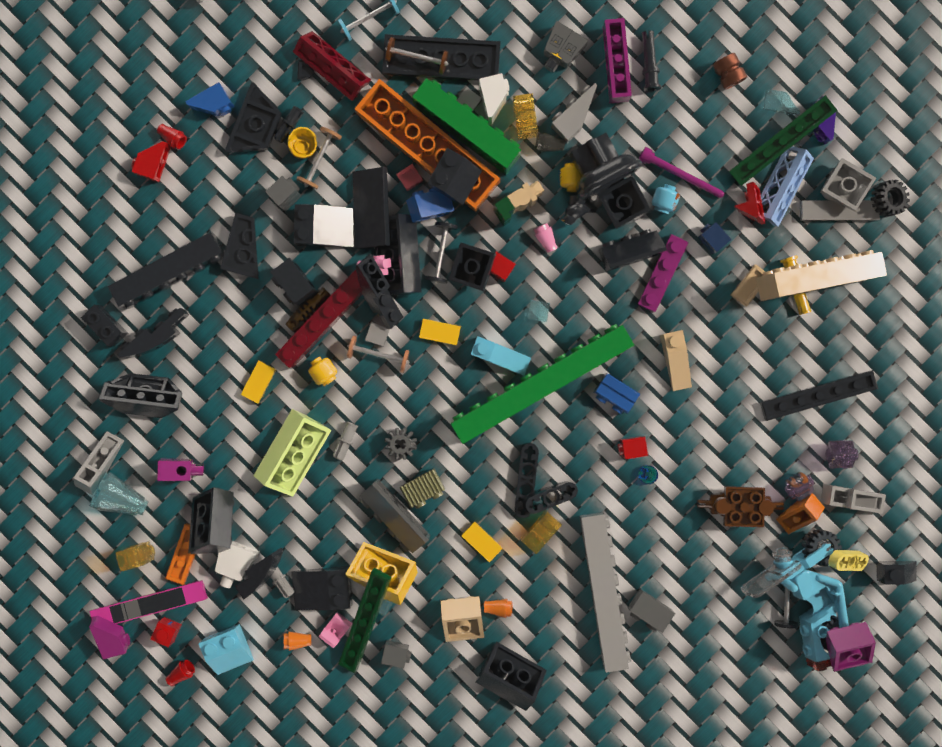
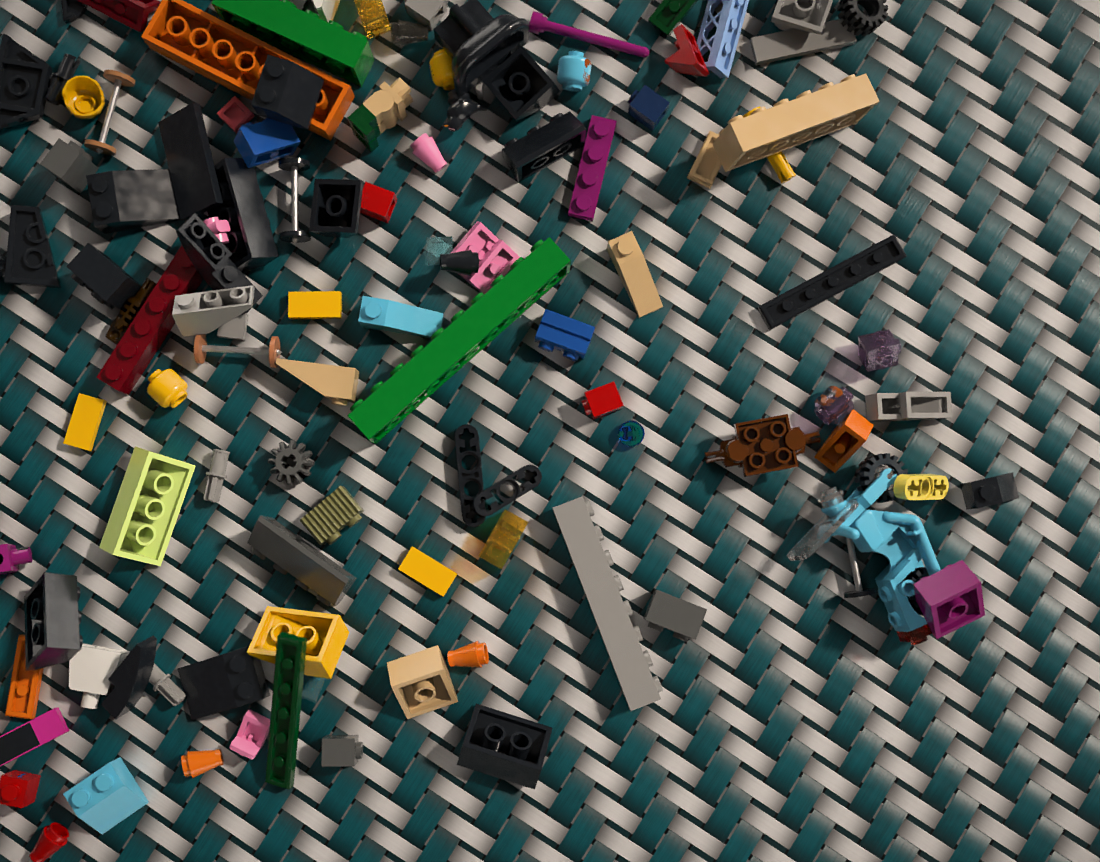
camera: 20 degrees left, 5 degrees down
(367, 323) = (209, 310): none -> light grey slope
(438, 390) = (331, 381): none -> tan slope
(553, 326) = (460, 262): none -> black cone
(568, 324) = (493, 254): none -> bright pink slope

